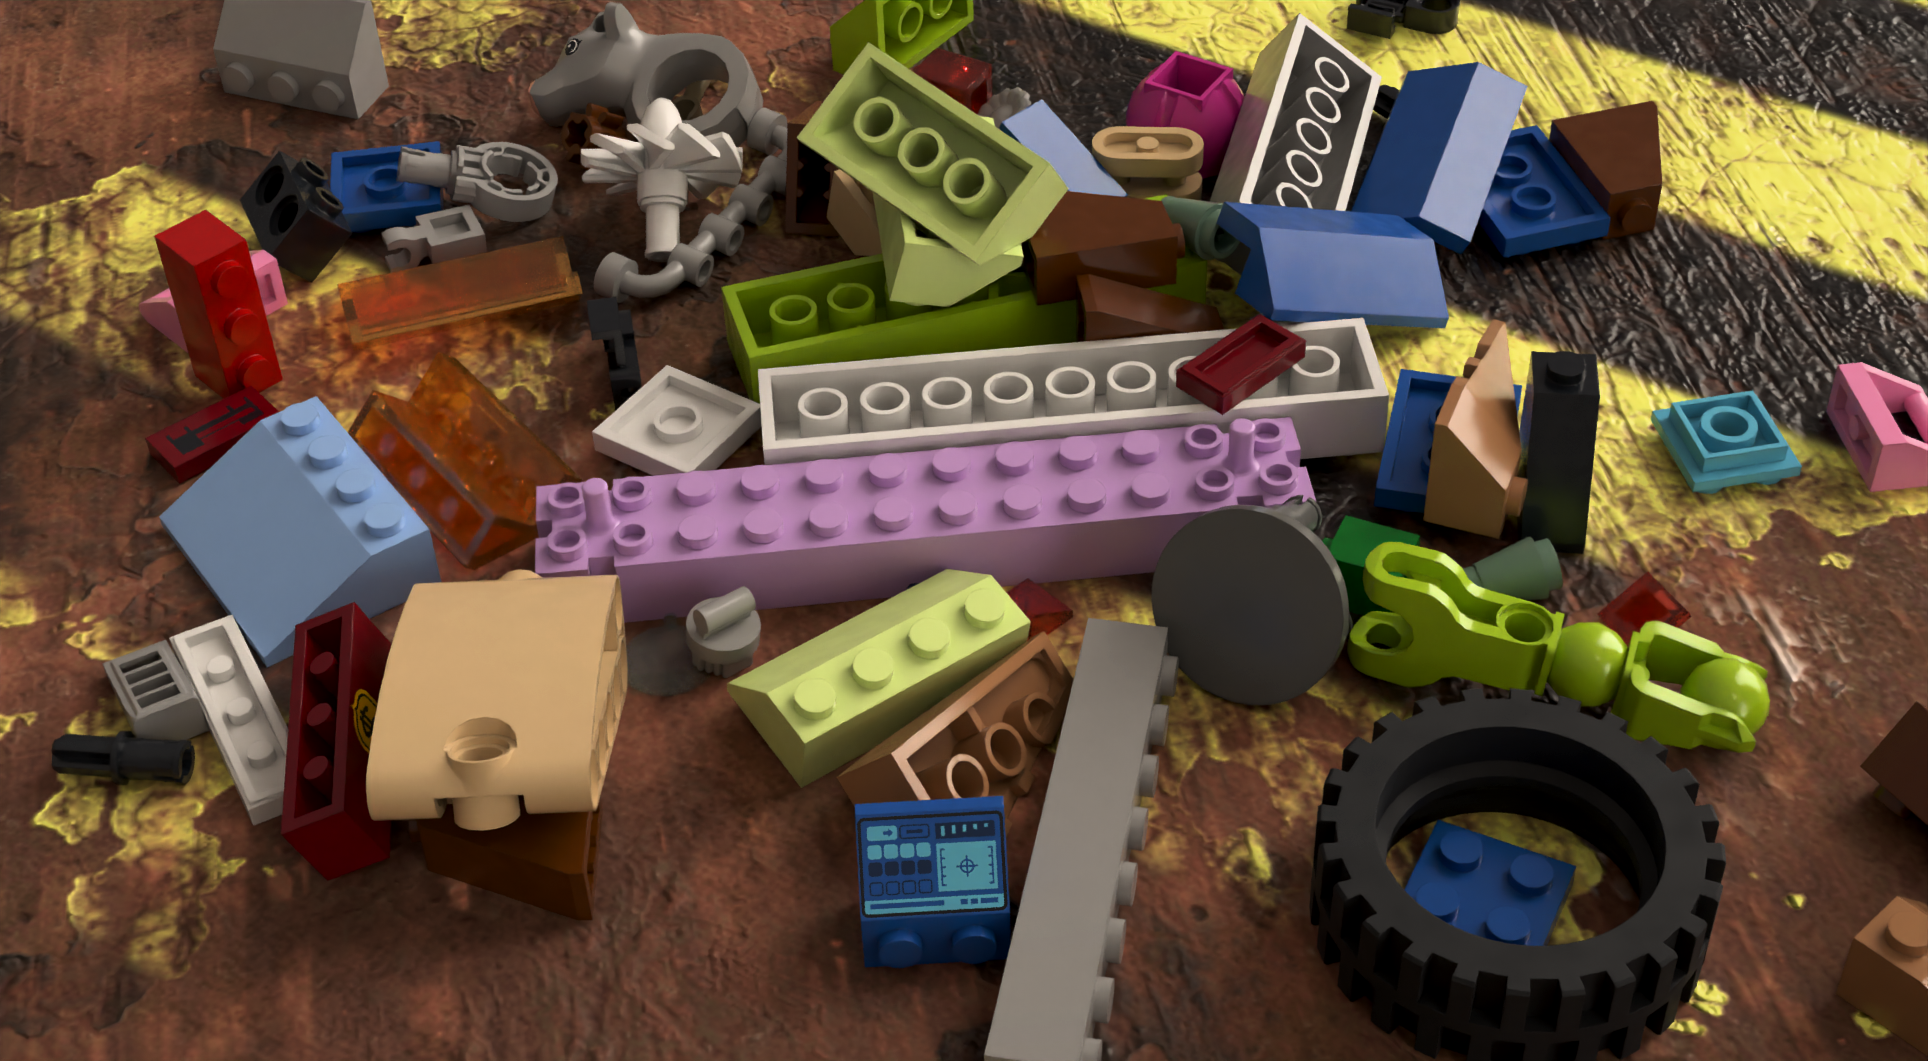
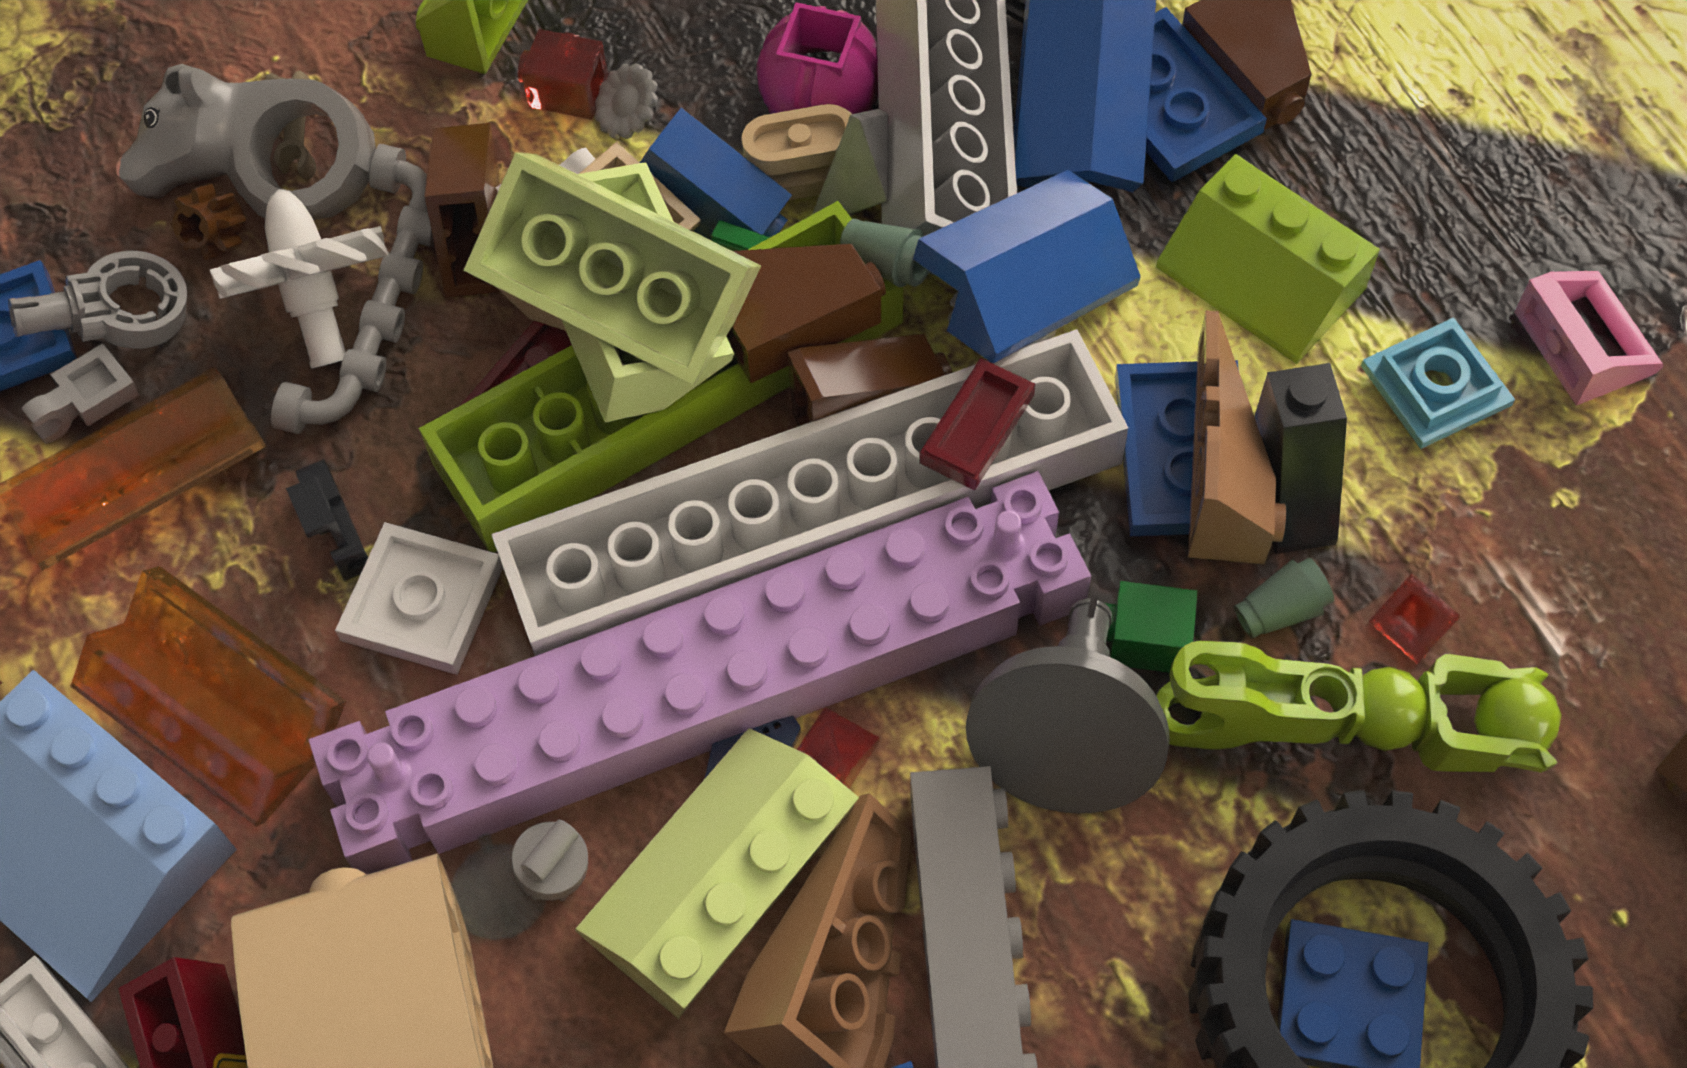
camera: 15 degrees left, 20 degrees up
(1197, 164) = (860, 165): none -> flat silver slope
(1577, 299) = (1268, 258): none -> lime slope

